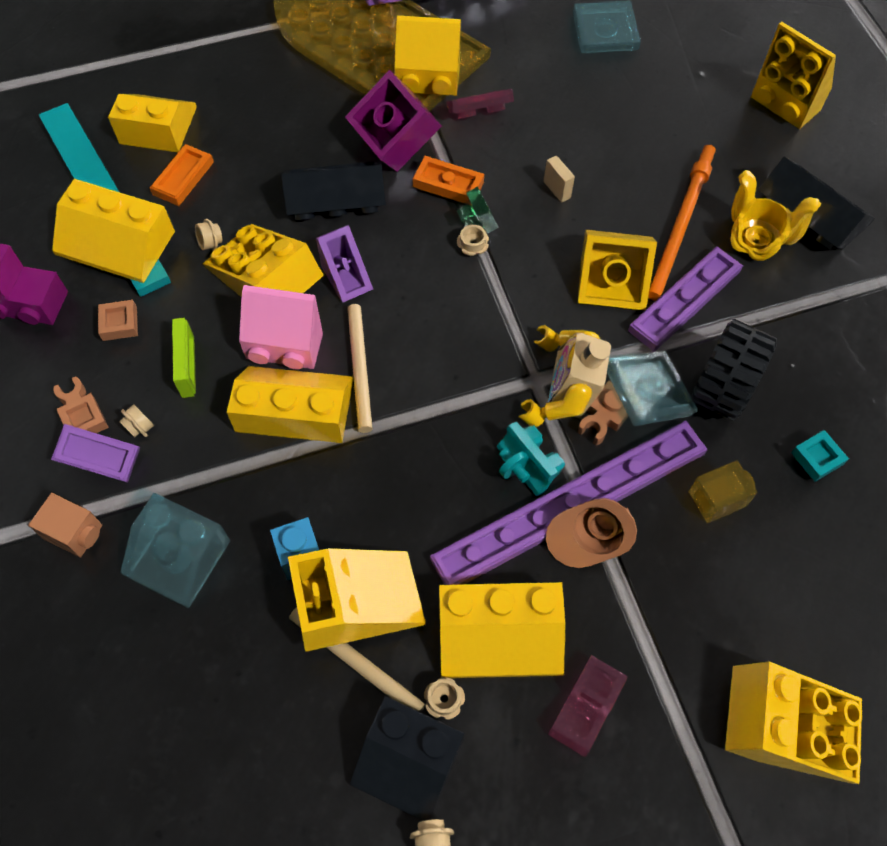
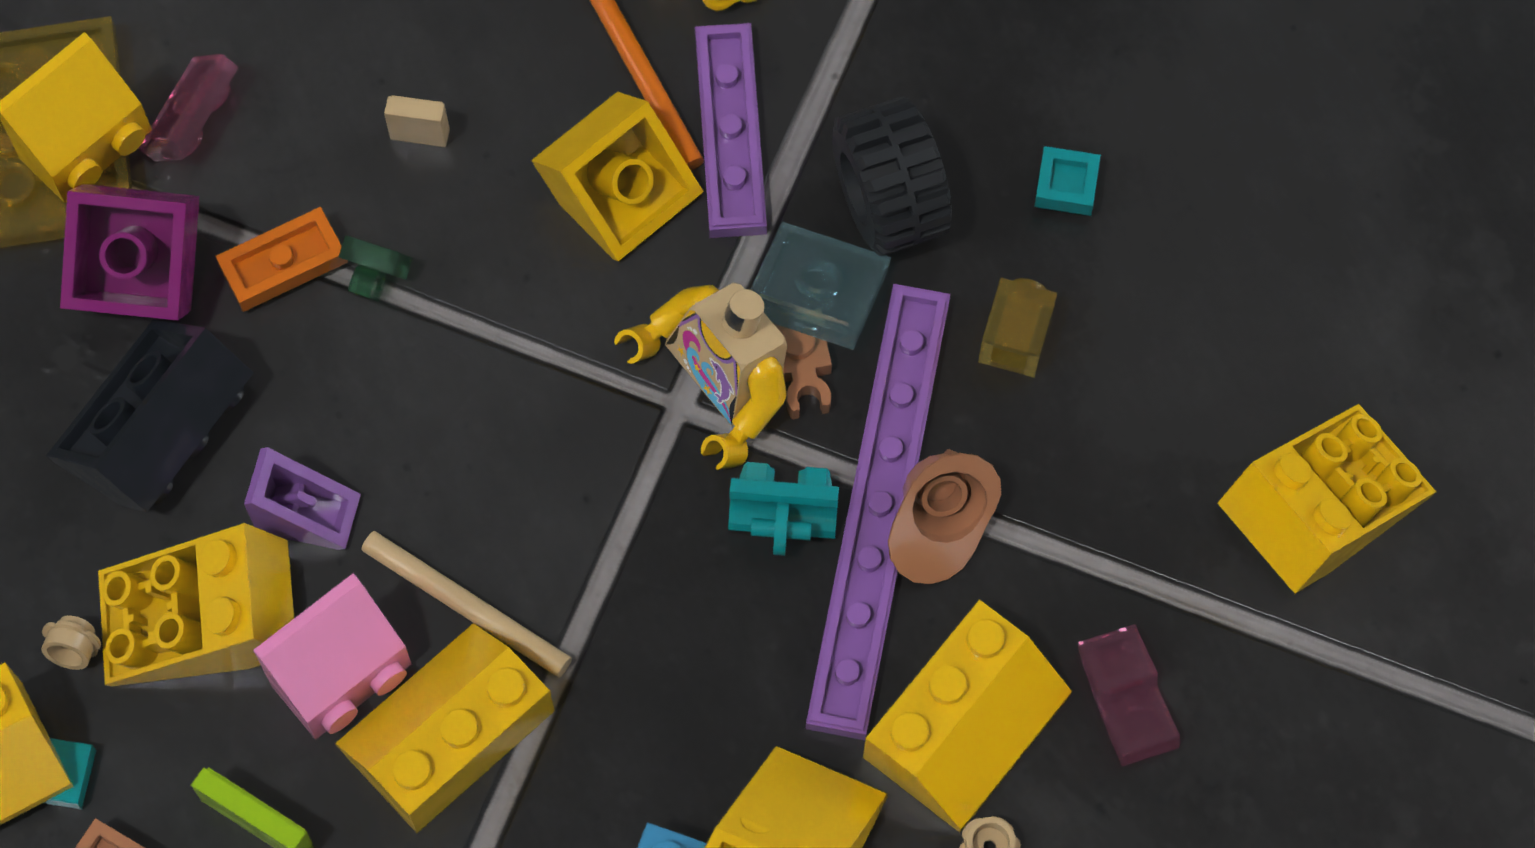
camera: 50 degrees left, 5 degrees up
(475, 234) = (403, 295): tan plate -> none

